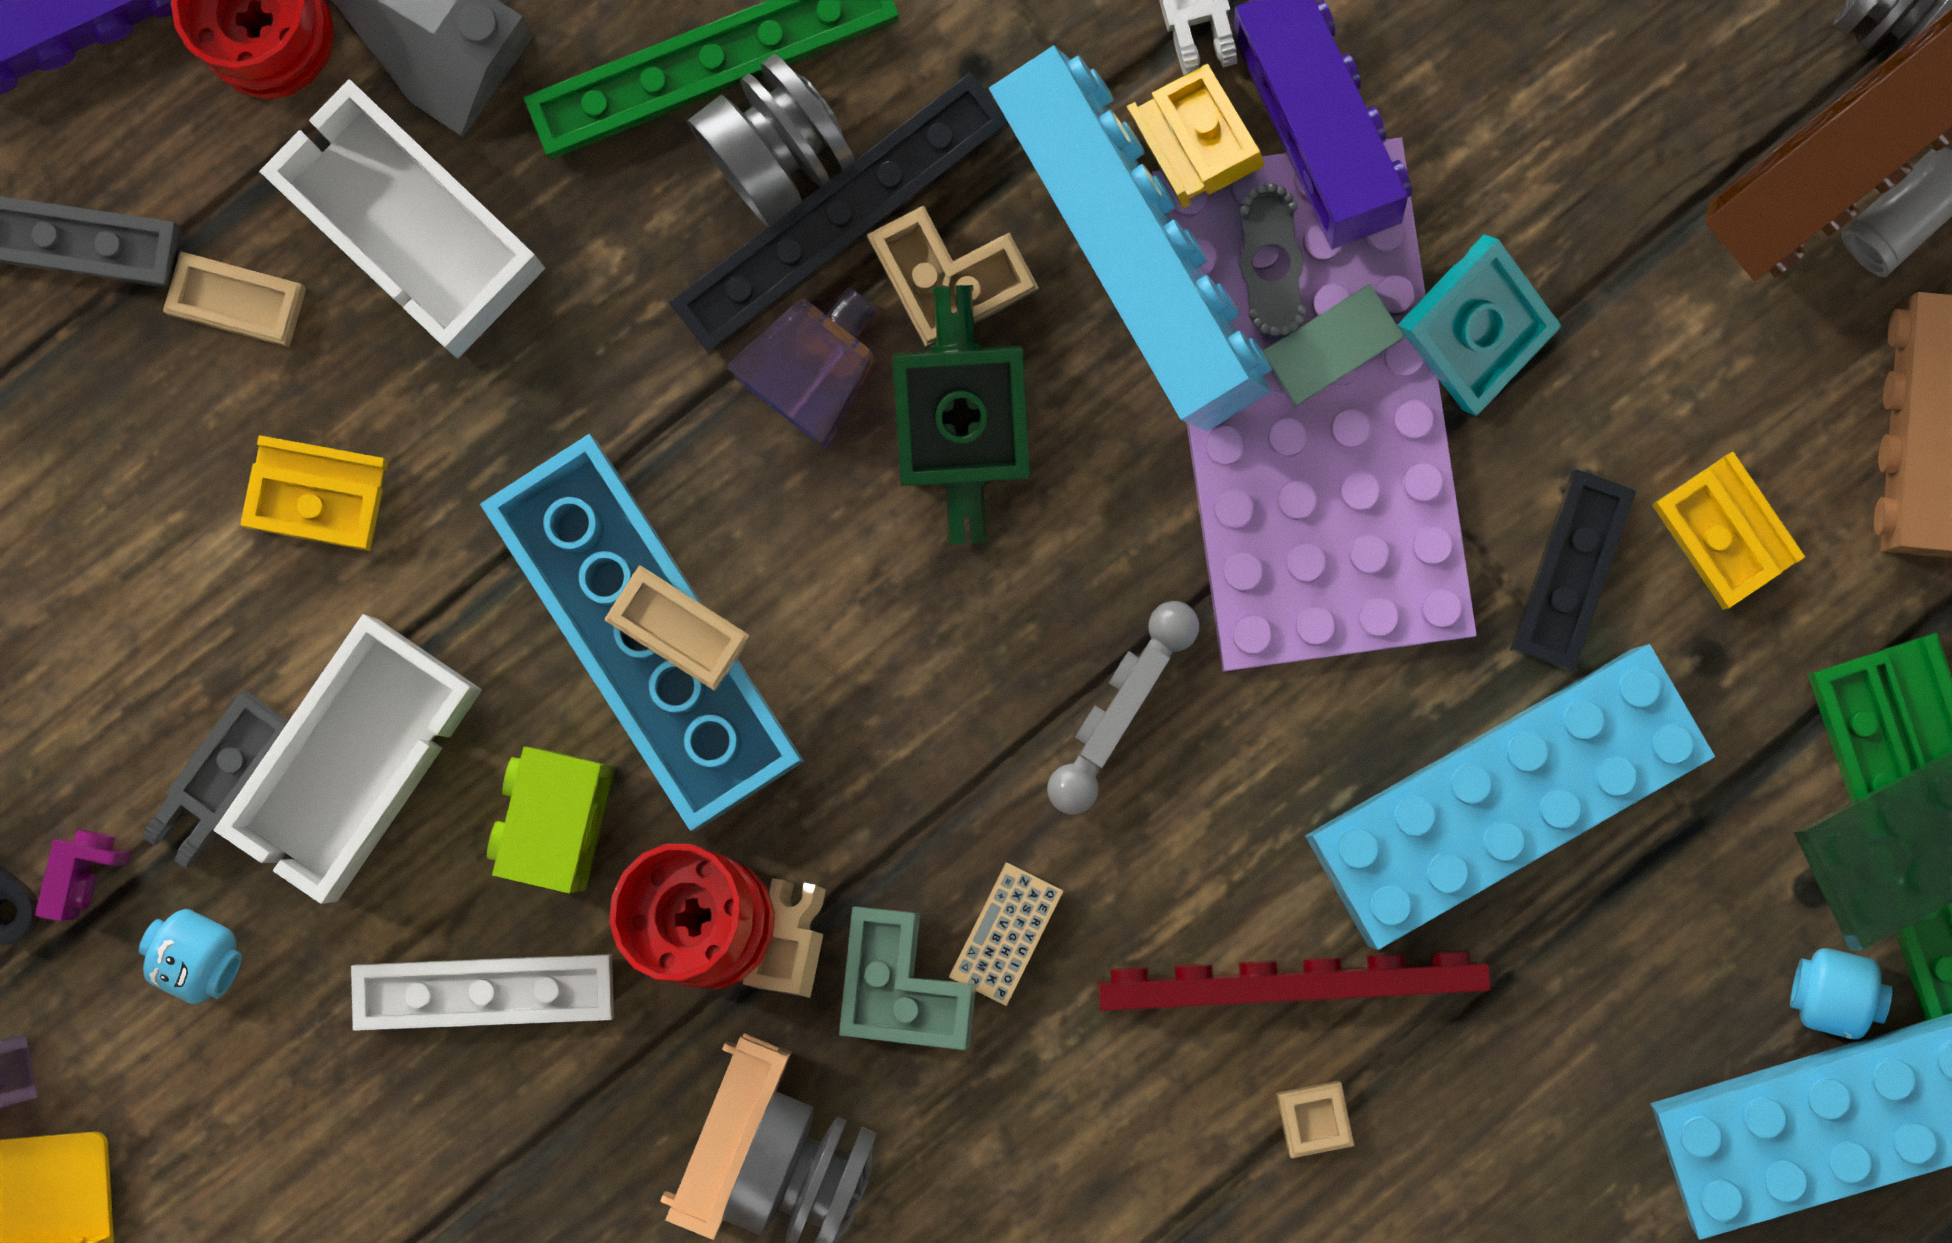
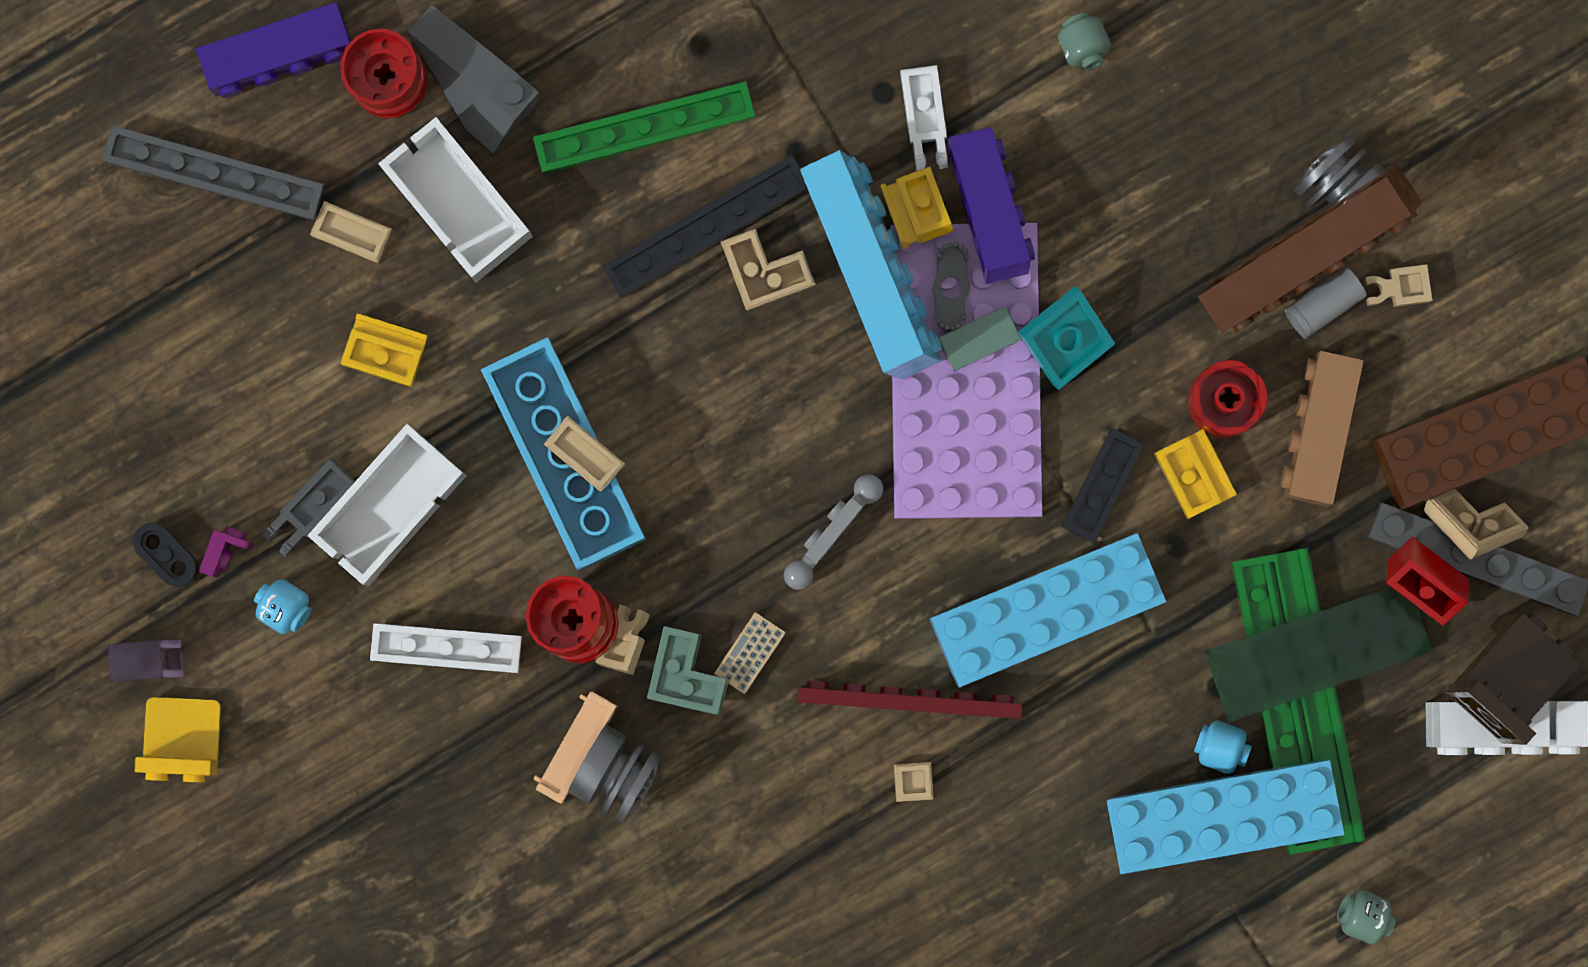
camera: 10 degrees right, 0 degrees up
(550, 819) = (498, 553): lime brick -> none
(772, 139) = (672, 180): flat silver wheel -> none
(810, 364) = (678, 312): clear purple torso -> none
(994, 441) = (777, 370): dark green brick -> none
(1779, 361) = (1239, 383): none -> red brick

